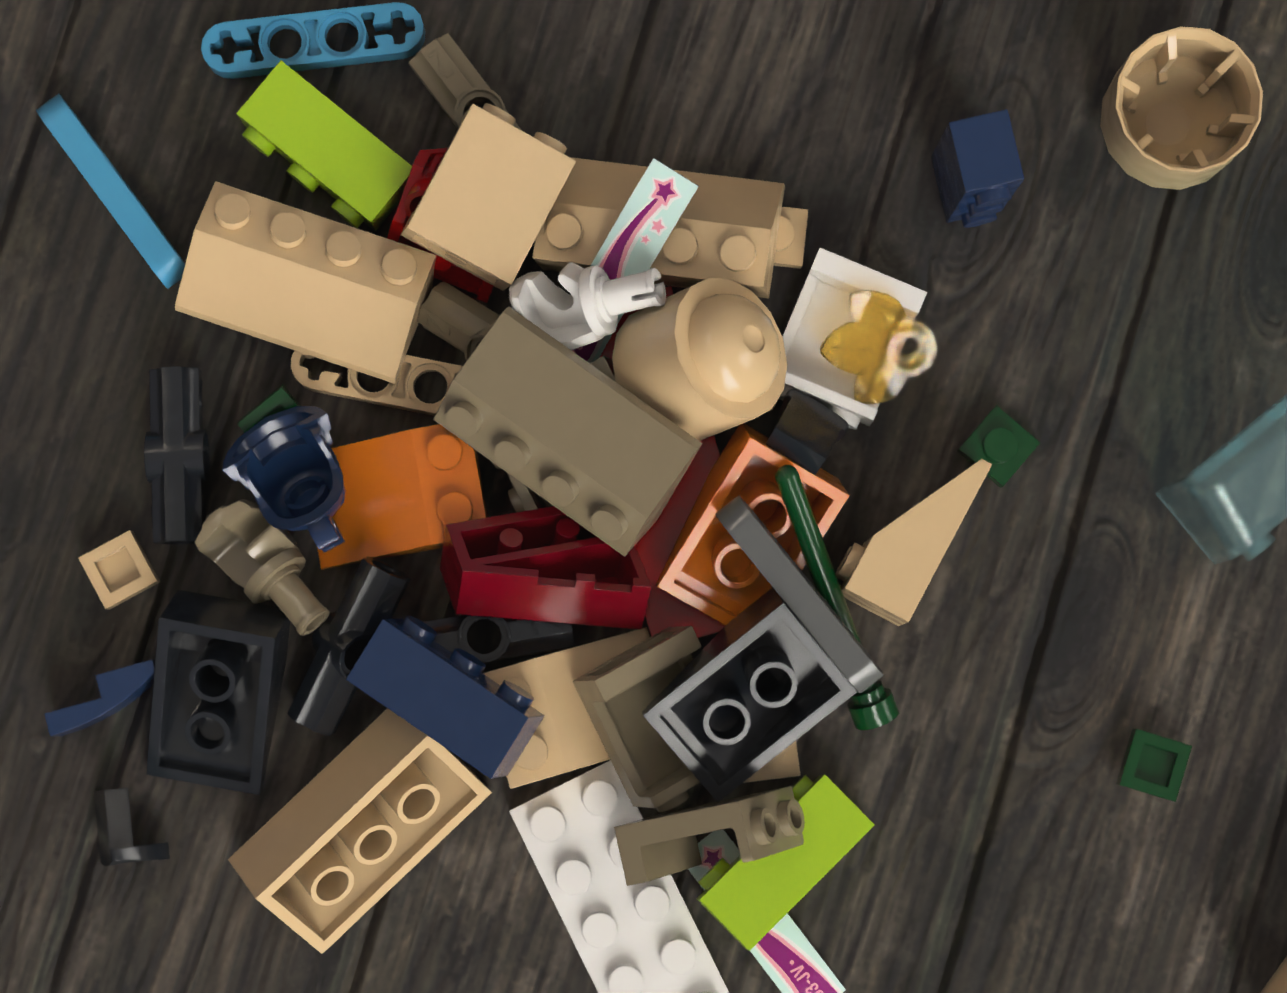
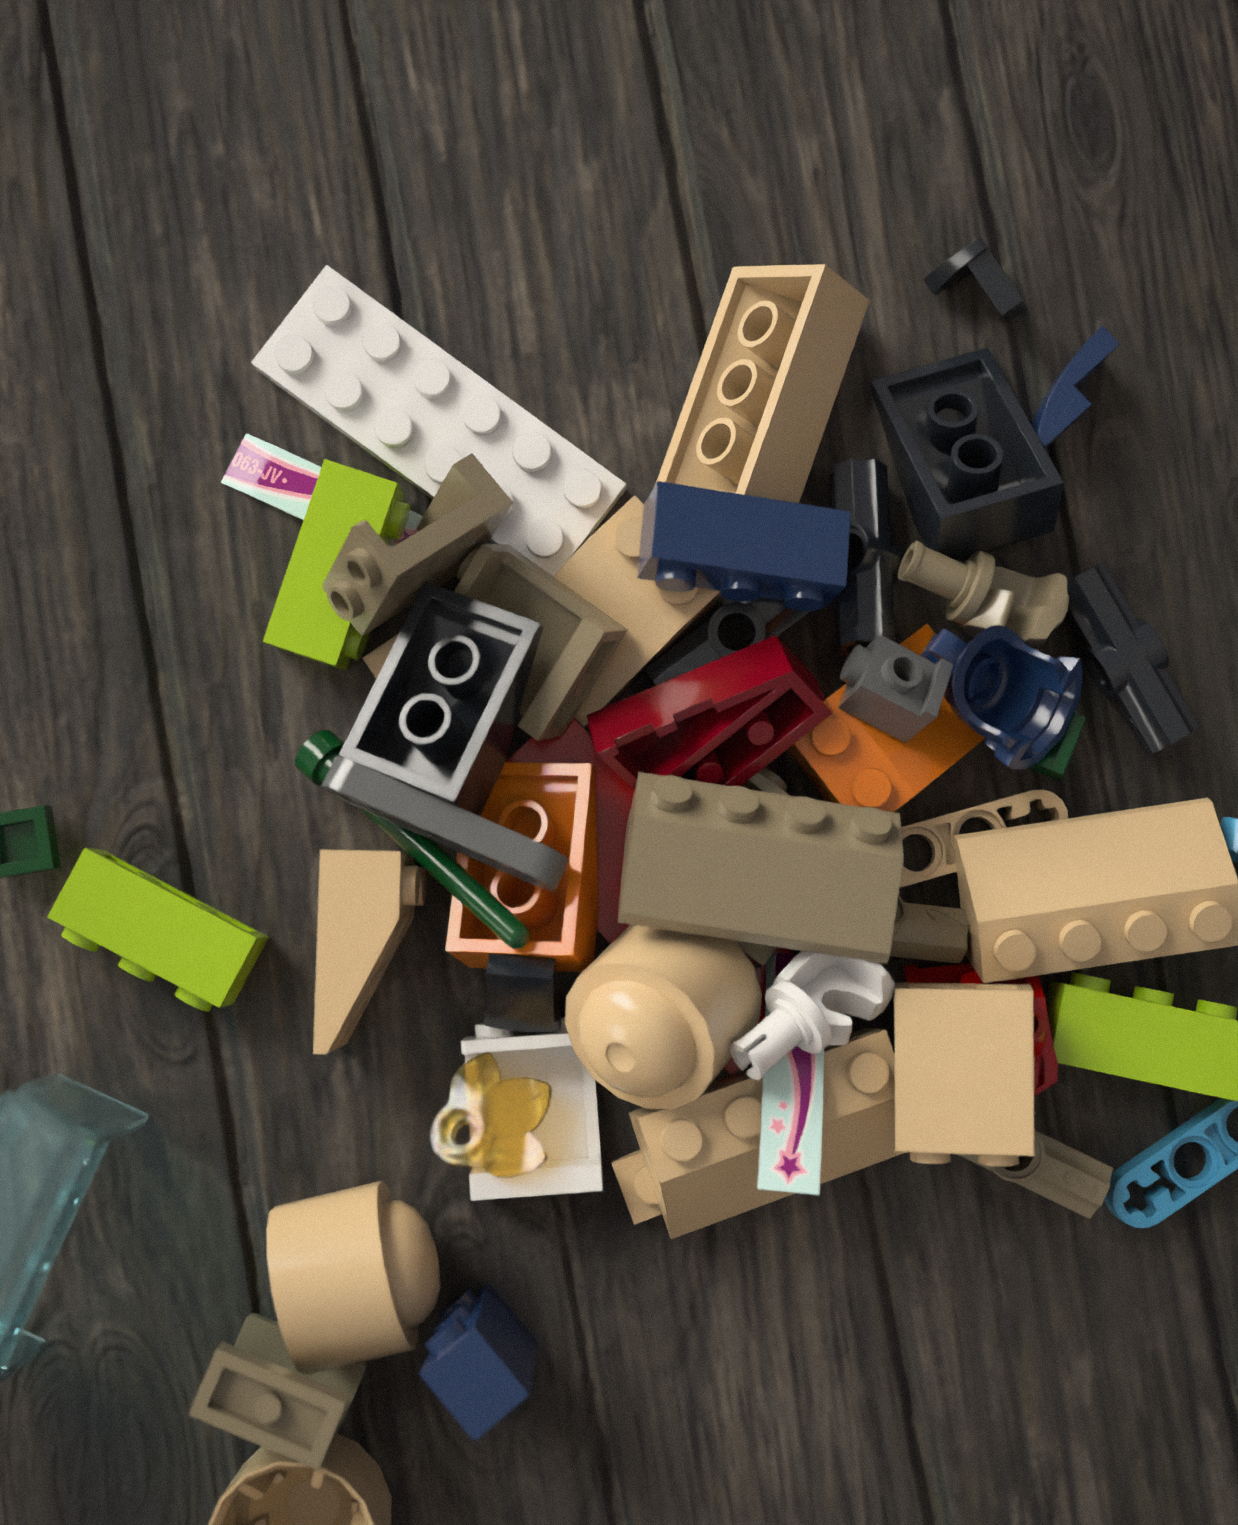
camera: 155 degrees right, 0 degrees up
(119, 570) = (1120, 522): tan plate -> none
(384, 523) = (893, 687): none -> dark grey brick
(1001, 443) = (326, 1082): dark green plate -> none
(1046, 281) = (350, 1276): none -> tan piece
(1075, 635) = (156, 930): none -> lime brick
(1143, 222) = (265, 1399): none -> dark tan panel

